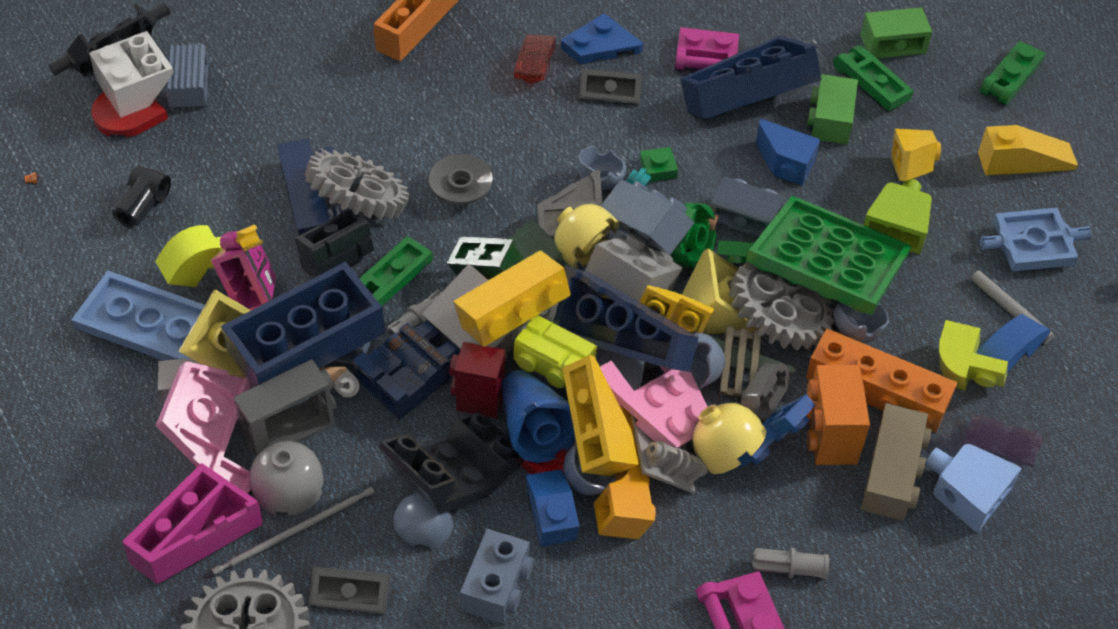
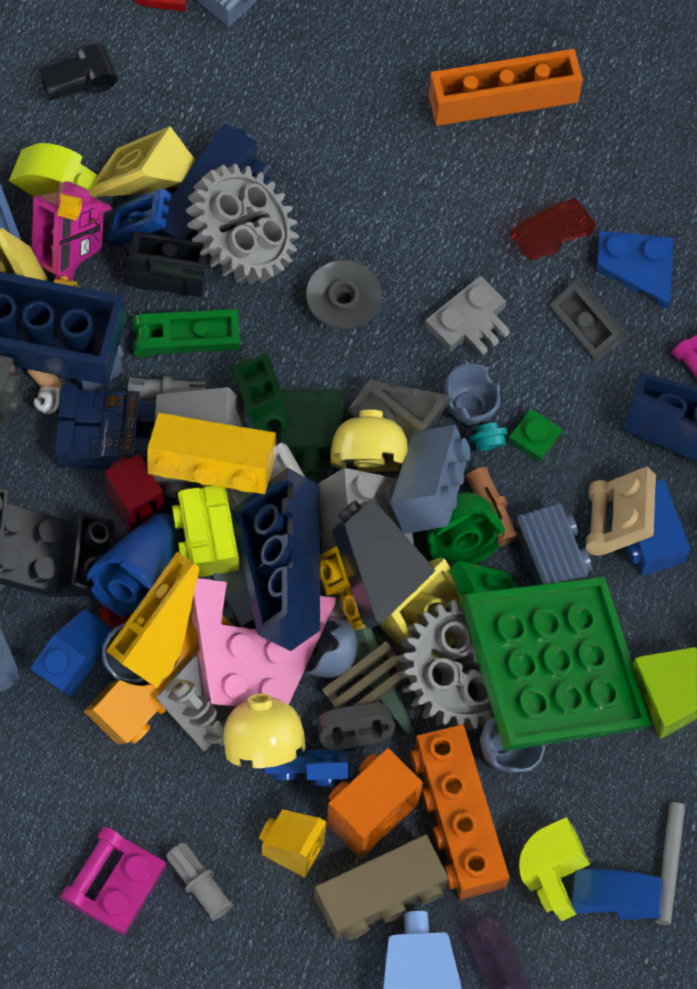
camera: 45 degrees right, 15 degrees up
(252, 201) = (144, 166): none -> light yellow slope
(286, 243) = (144, 222): none -> blue tile
(546, 138) = (470, 318): none -> light grey hinge
(684, 271) = (378, 561): none -> black slope
(764, 143) = (632, 511): none -> tan plate
(820, 478) = (293, 840): none -> yellow slope

